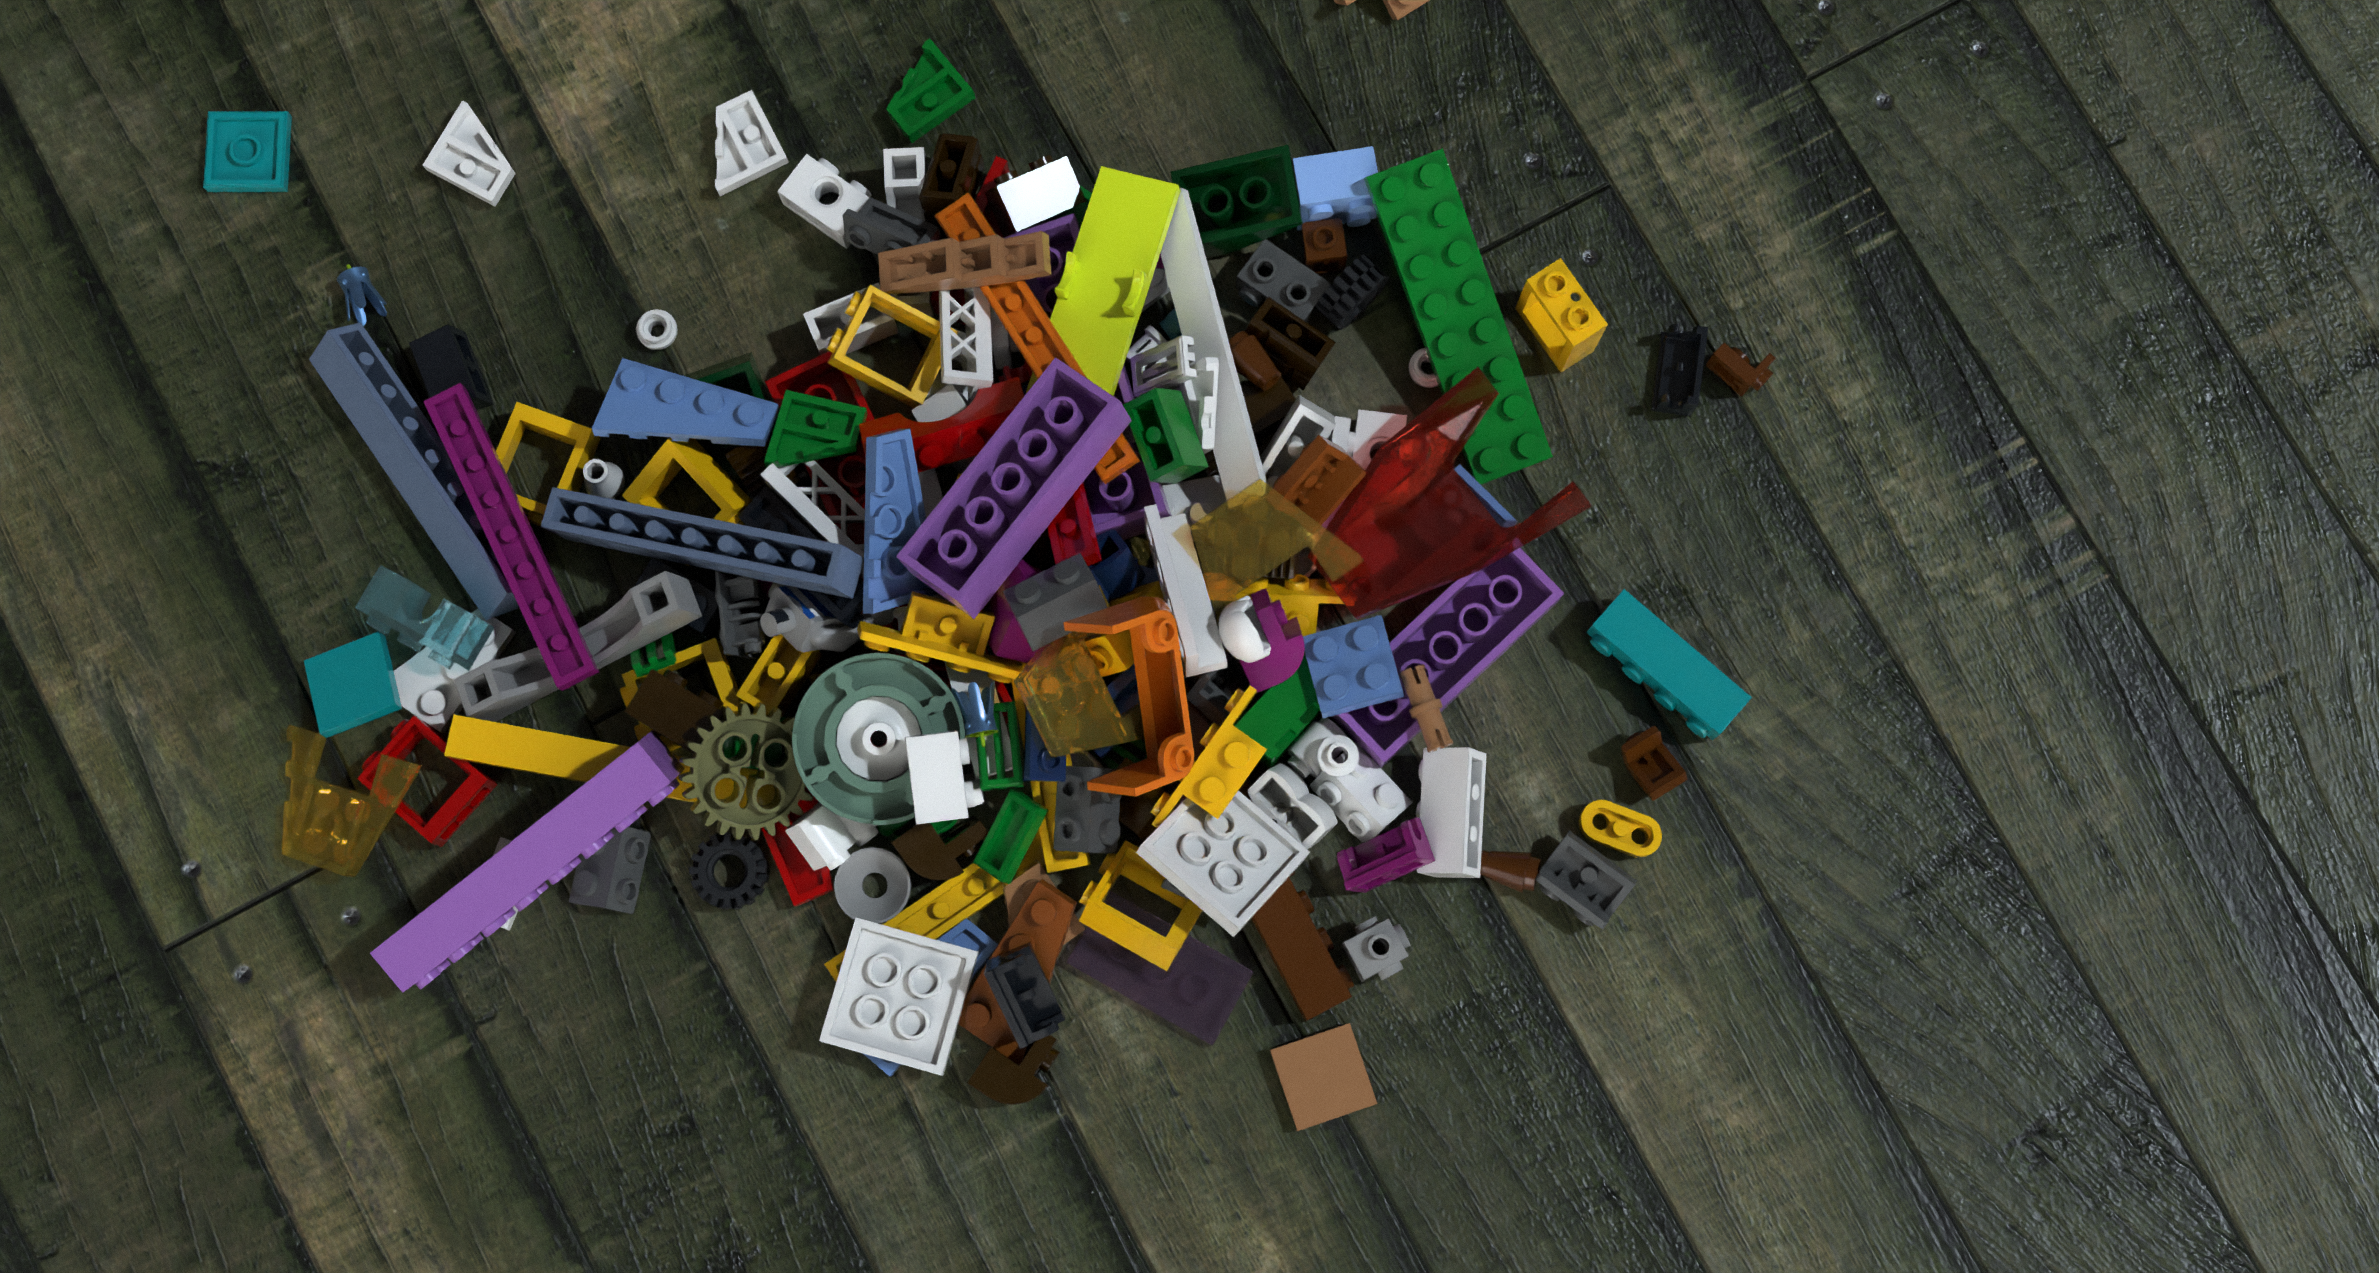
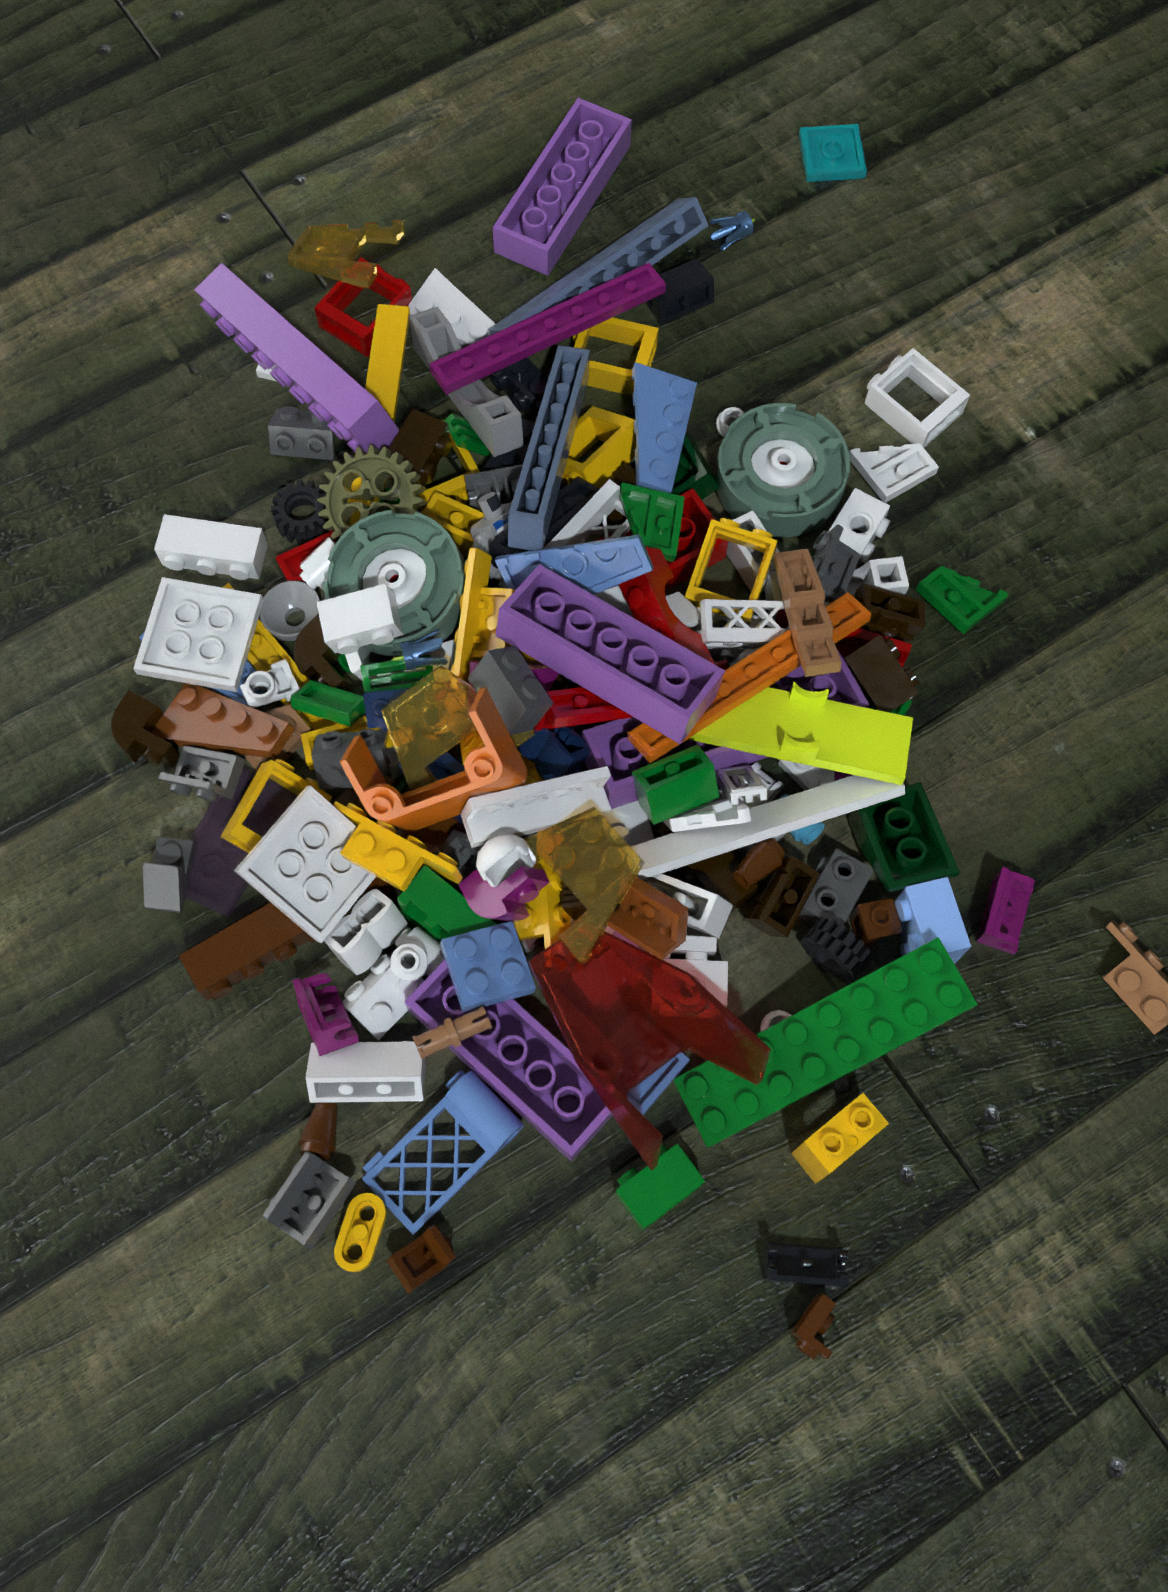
camera: 85 degrees right, 10 degrees down
(268, 504) = (562, 186): none -> medium lavender brick
(352, 684) = (434, 253): teal tile -> none
(398, 605) = (475, 297): clear light blue arch -> none
(470, 158) = (851, 287): white wing -> none
(581, 574) = (523, 385): none -> black bracket
(609, 484) = (606, 393): white cone -> none
(629, 76) = (931, 380): none -> white window
(738, 274) = (782, 468): none -> sand green piece
(770, 986) = (211, 547): none -> white brick
(976, 900) = (277, 681): none -> white plate
(1024, 994) = (195, 721): black hinge -> none
(1082, 989) = (206, 773): none -> dark grey bracket
(1203, 1035) = (168, 874): none -> dark grey slope
(1315, 109) = (1005, 910): none -> magenta hinge
(1323, 1077) = (136, 981): medium nougat tile -> none
(1363, 957) = (243, 1014): light grey brick -> none
(1502, 695) = (475, 1110): none -> medium blue piece
(1606, 521) = (653, 1193): none -> green brick
(1668, 666) = (514, 1267): teal brick -> none

